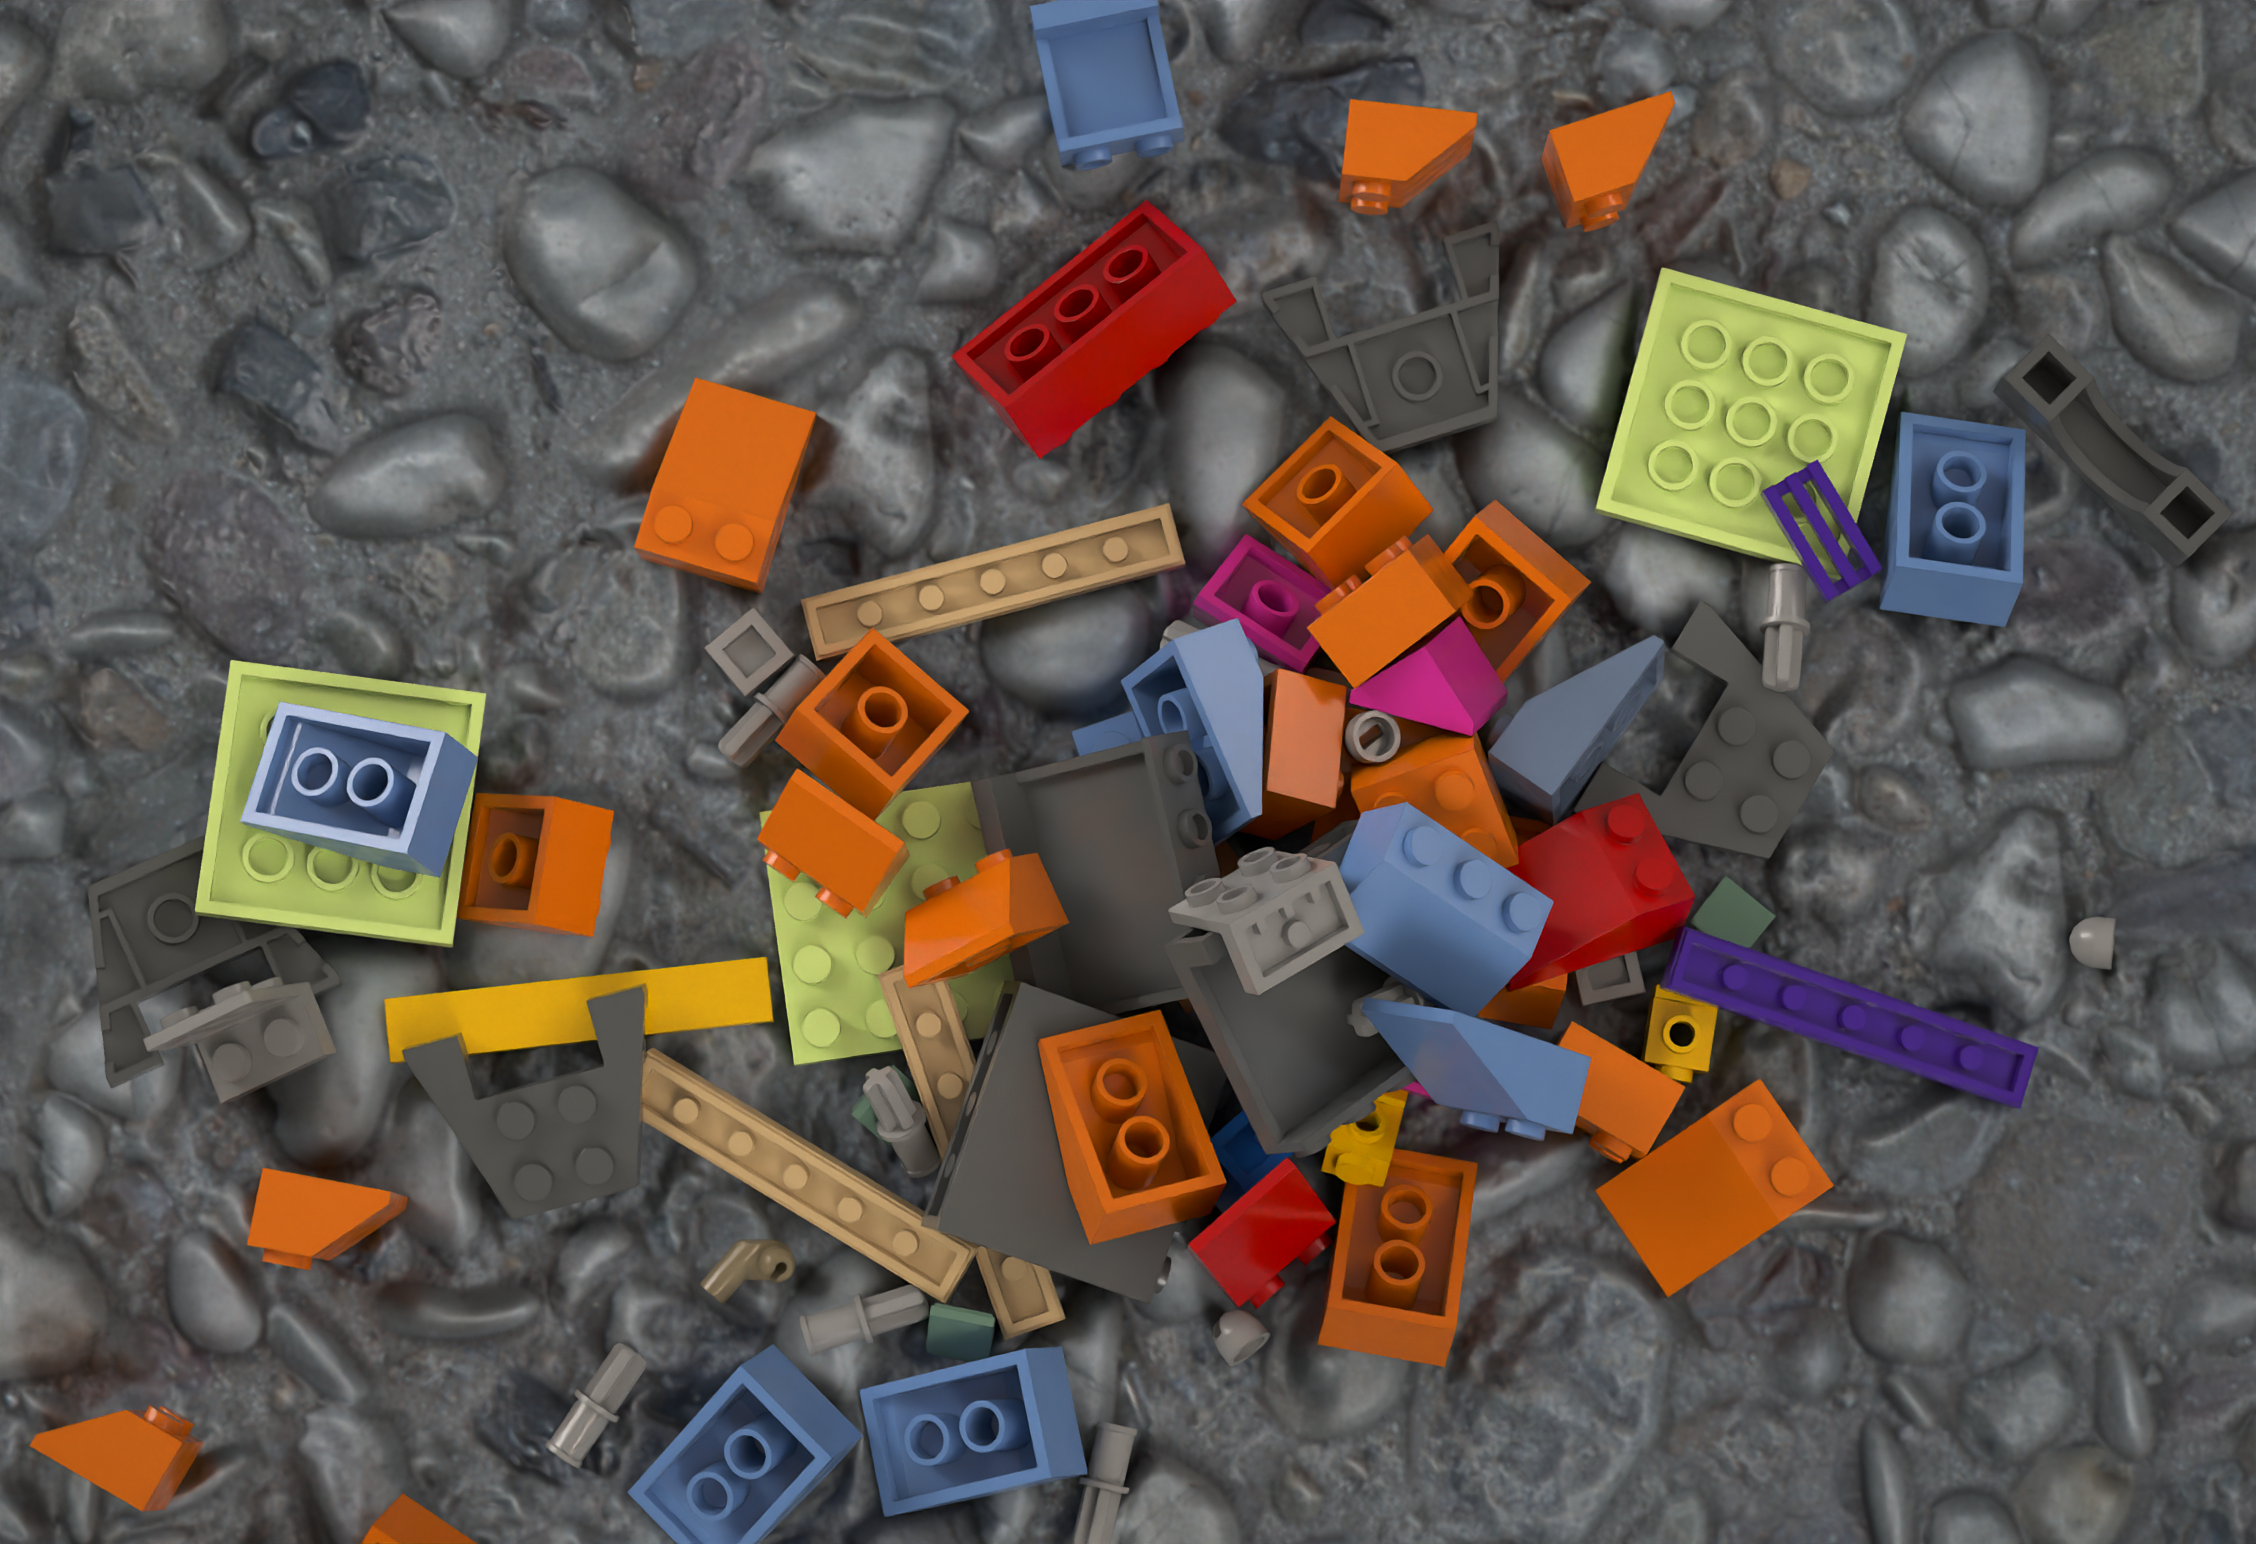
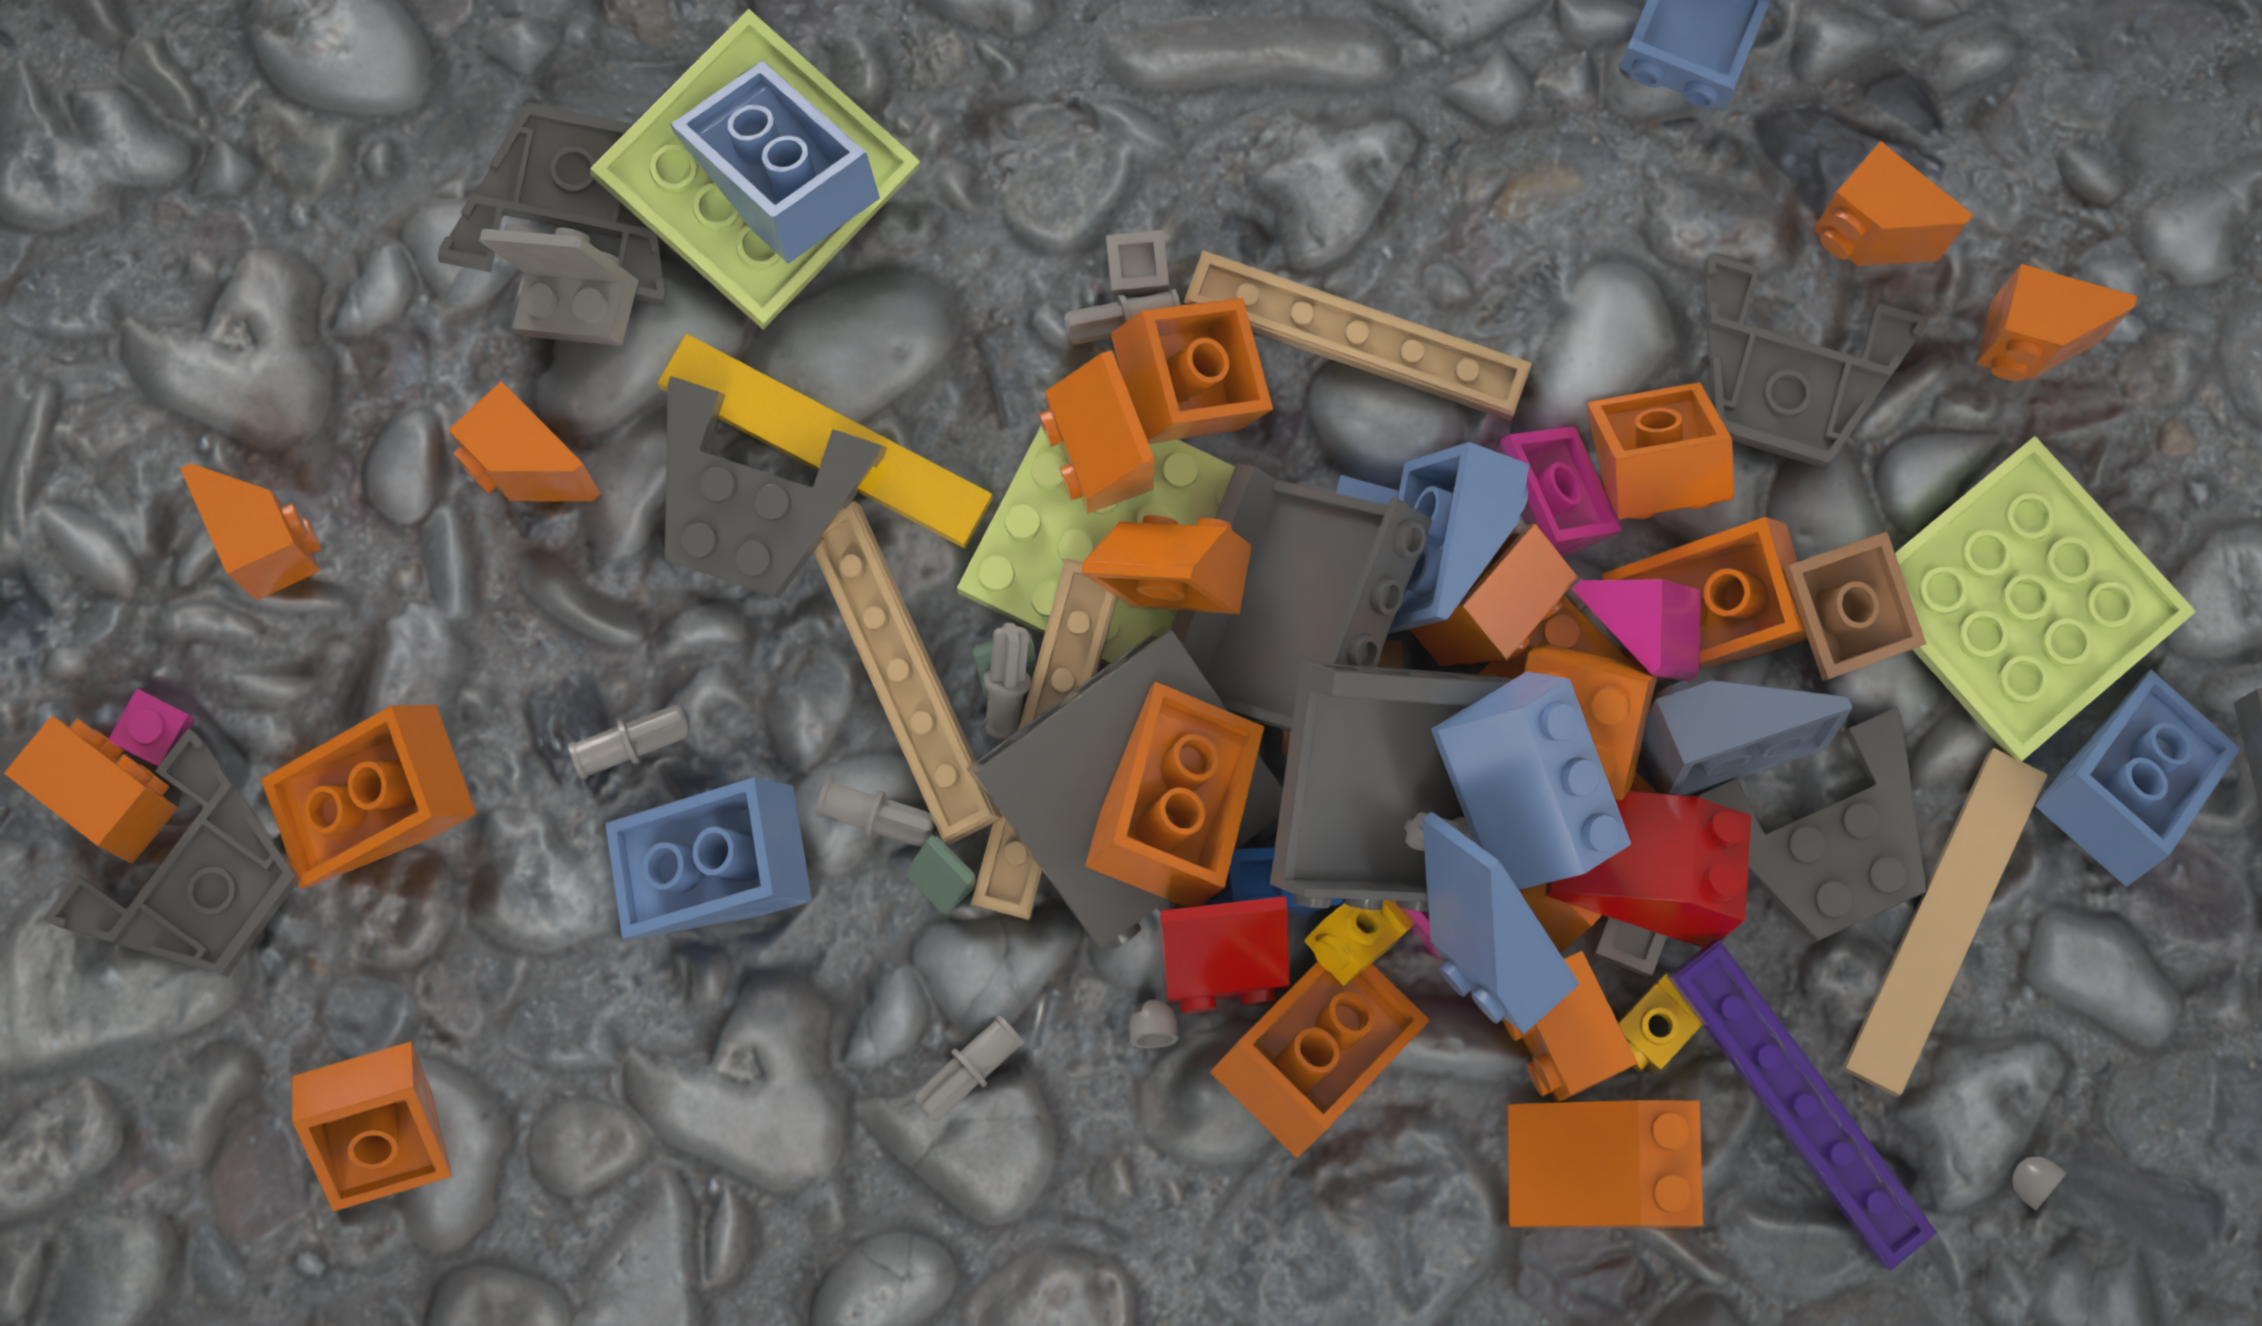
camera: 30 degrees right, 5 degrees down
(535, 863) = (869, 309): orange slope -> none
(725, 485) = (1202, 131): orange slope -> none
(749, 1261) = (819, 712): dark tan arm -> none
(973, 1430) = (899, 956): medium blue slope -> none
(1095, 328) = (1564, 199): red slope -> none
(1273, 914) = (1405, 696): light grey bracket -> none
(1378, 748) = (1572, 641): light grey hinge -> none
(1379, 619) = (1652, 538): orange brick -> none
(1603, 539) = (1854, 605): none -> medium nougat slope
(1731, 915) = (1762, 963): sand green slope -> none
(1784, 627) = (1950, 770): light grey axle -> none
(1795, 485) = (2053, 700): dark purple tile -> none
(1869, 771) = (1944, 922): none -> tan tile

